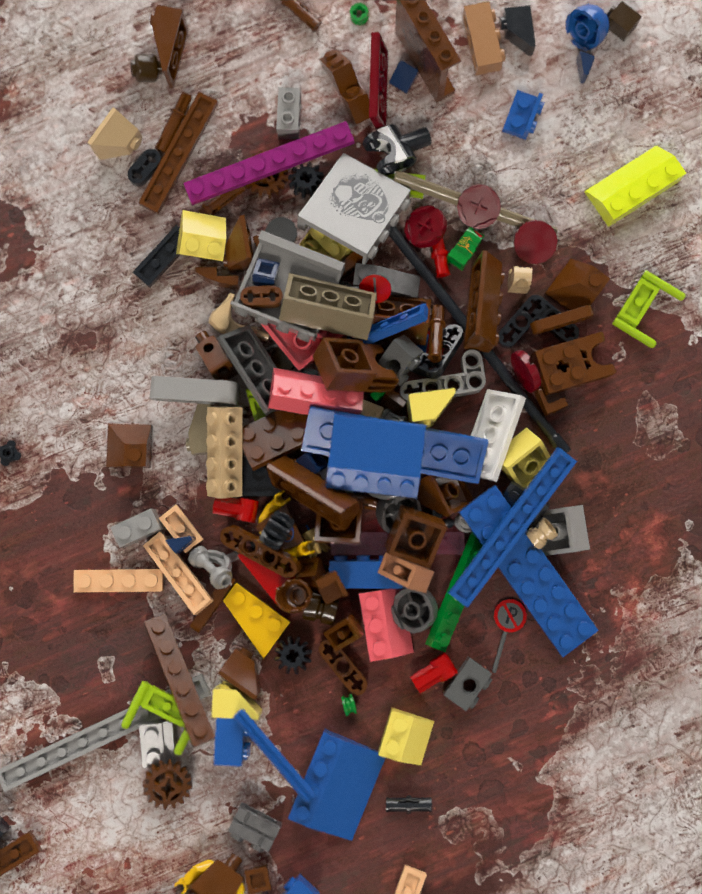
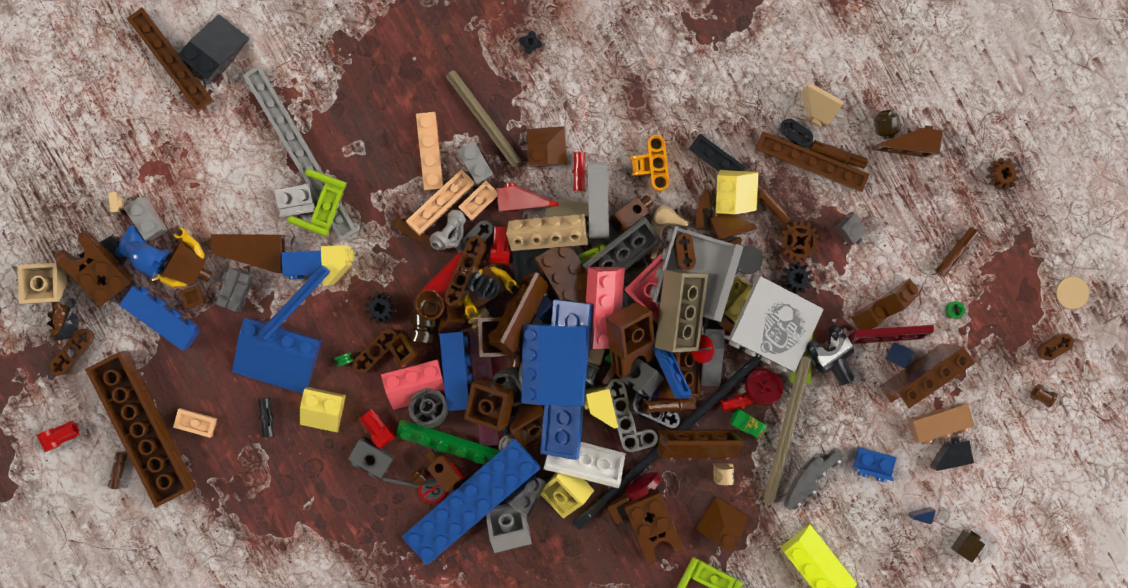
camera: 80 degrees right, 5 degrees up
(87, 515) = (483, 118): none -> dark tan axle
(160, 411) = (579, 171): none -> red pin
(161, 337) = (646, 164): none -> light orange piece
(177, 788) = (265, 205): reddish brown gear -> none
(179, 681) = (349, 214): reddish brown plate -> none
(180, 544) = (464, 201): dark blue slope -> none
(183, 484) = (520, 198): none -> slope
(209, 799) = (251, 249): none -> reddish brown slope
(215, 535) = (474, 232): none -> dark grey beam
(242, 672) = (362, 266): reddish brown slope -> none
(256, 618) = (409, 272): yellow wing -> none
(257, 115) = (851, 229): none -> flat silver slope
(265, 273) = (707, 252): dark blue slope -> none
(269, 163) = (807, 244): magenta plate -> none
(288, 113) = (856, 256): light grey brick -> none
(330, 587) = (440, 335): reddish brown panel -> none
(406, 573) = (457, 398): nougat slope -> none
(478, 206) = (785, 433): dark red tile -> none
(493, 628) = (419, 476): none -> reddish brown plate
(496, 591) = (451, 474): none -> reddish brown torso
(512, 527) = (505, 486): blue plate -> none
(535, 241) = (759, 484): dark red tile -> none
(536, 191) = (804, 482): none -> flat silver slope
(541, 534) = (503, 510): tan wheel -> none
(545, 309) = (694, 493): black beam -> none
(561, 319) = (691, 513): reddish brown beam -> none
(587, 26) = (959, 516): blue cylinder -> none

